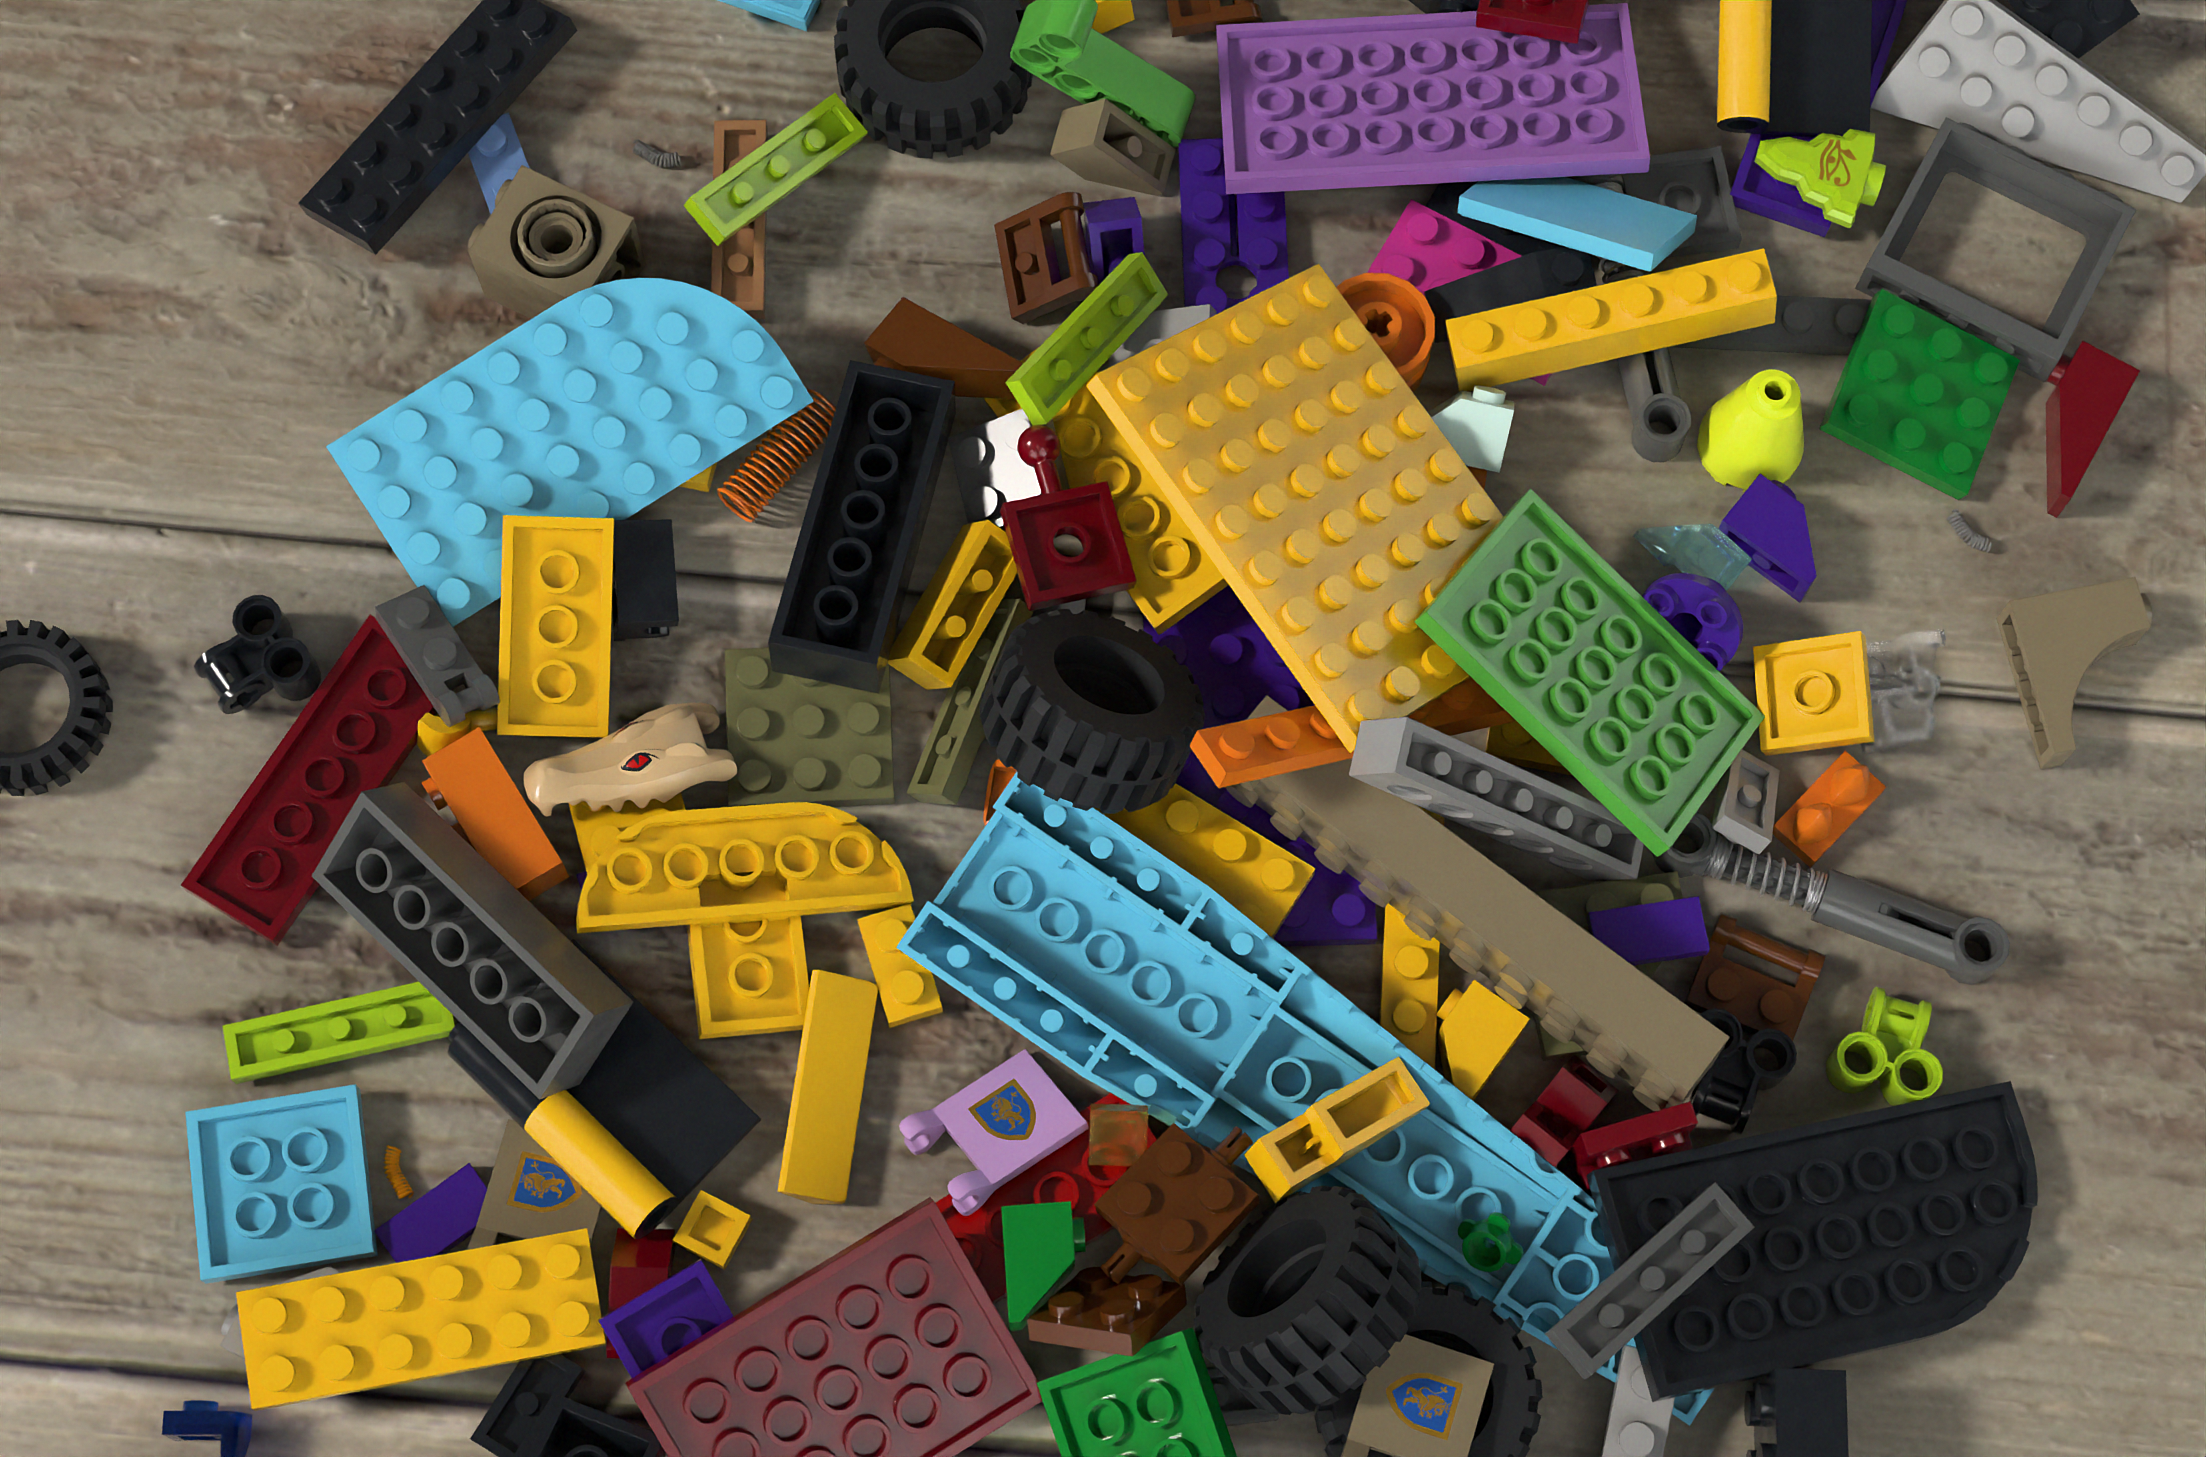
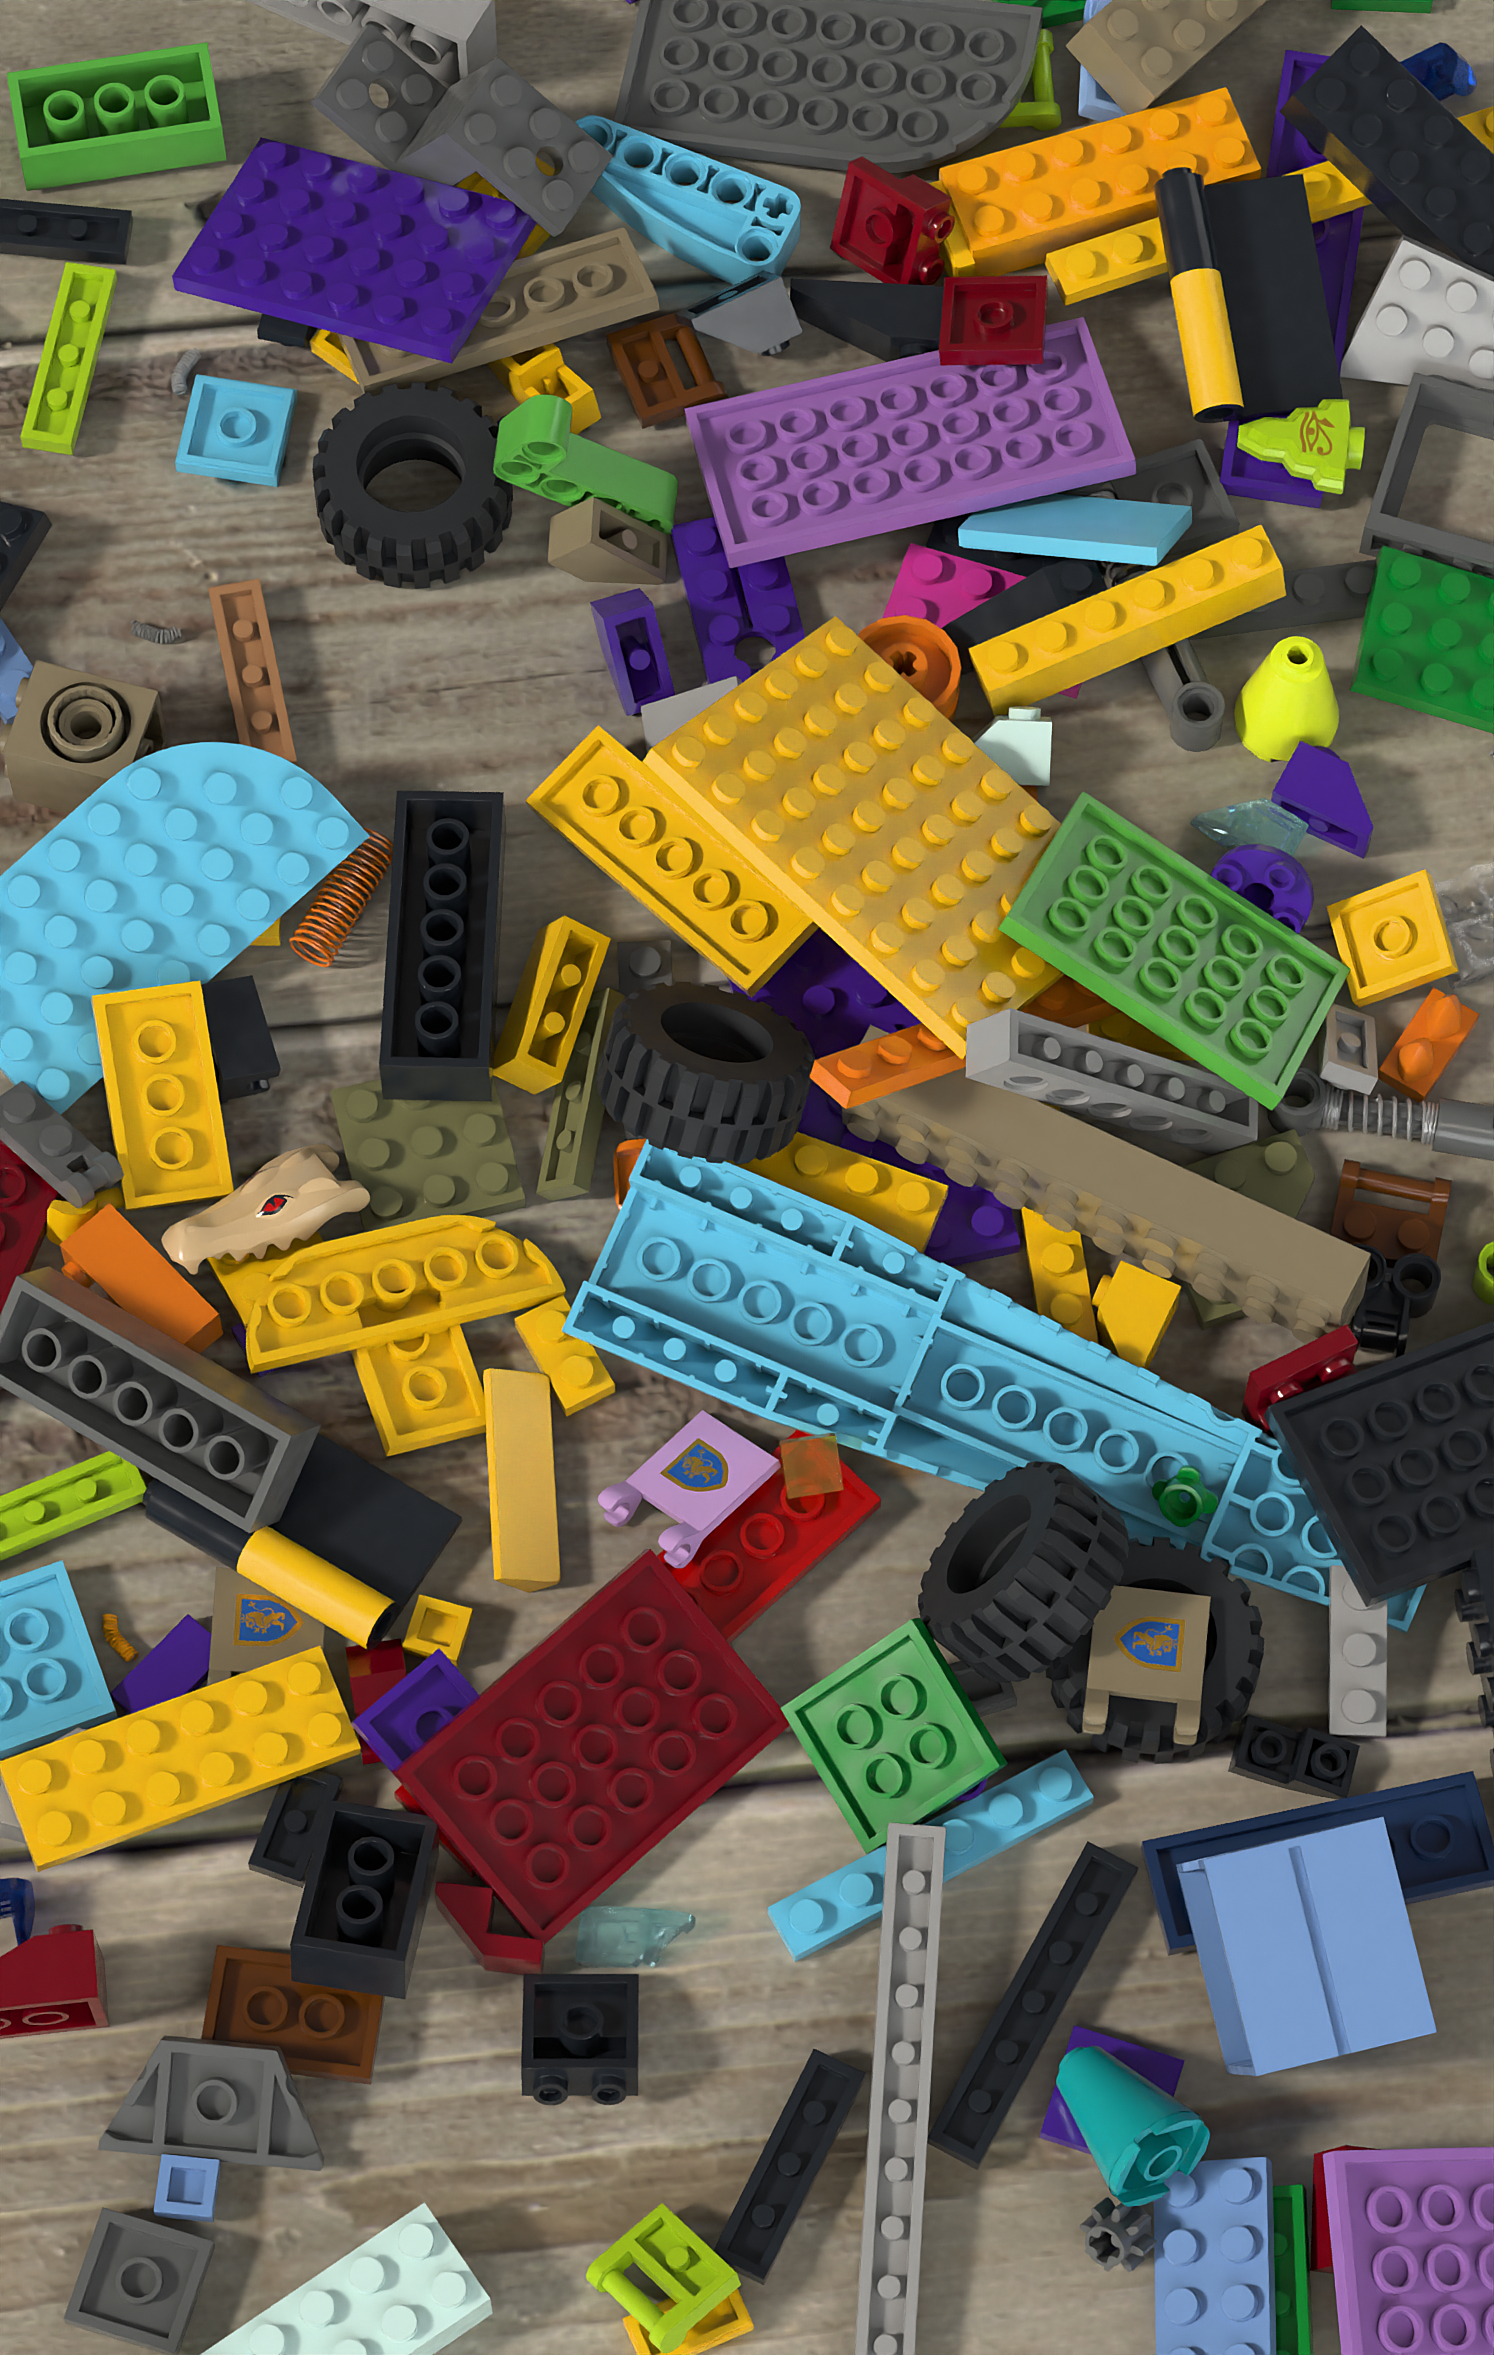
camera: 10 degrees left, 5 degrees down
(775, 169) = (281, 623): lime plate -> none
(931, 346) = (473, 763): reddish brown slope -> none
(991, 467) = (574, 866): plate -> none
(1031, 258) = (551, 668): reddish brown plate -> none
(1038, 1254) = (757, 1587): green slope -> none
(1080, 512) = (653, 893): dark red plate -> none
(1087, 339) = (624, 728): lime plate -> none
(1106, 1315) = (835, 1624): reddish brown plate -> none
(1176, 1204) = (880, 1514): reddish brown plate -> none
(1336, 1129) = (1017, 1418): yellow slope -> none
(1564, 1110) = (1227, 1366): dark red slope -> none
(1649, 1281) = (1340, 1492): dark grey plate -> none
(1652, 930) = (1288, 1182): dark purple tile -> none

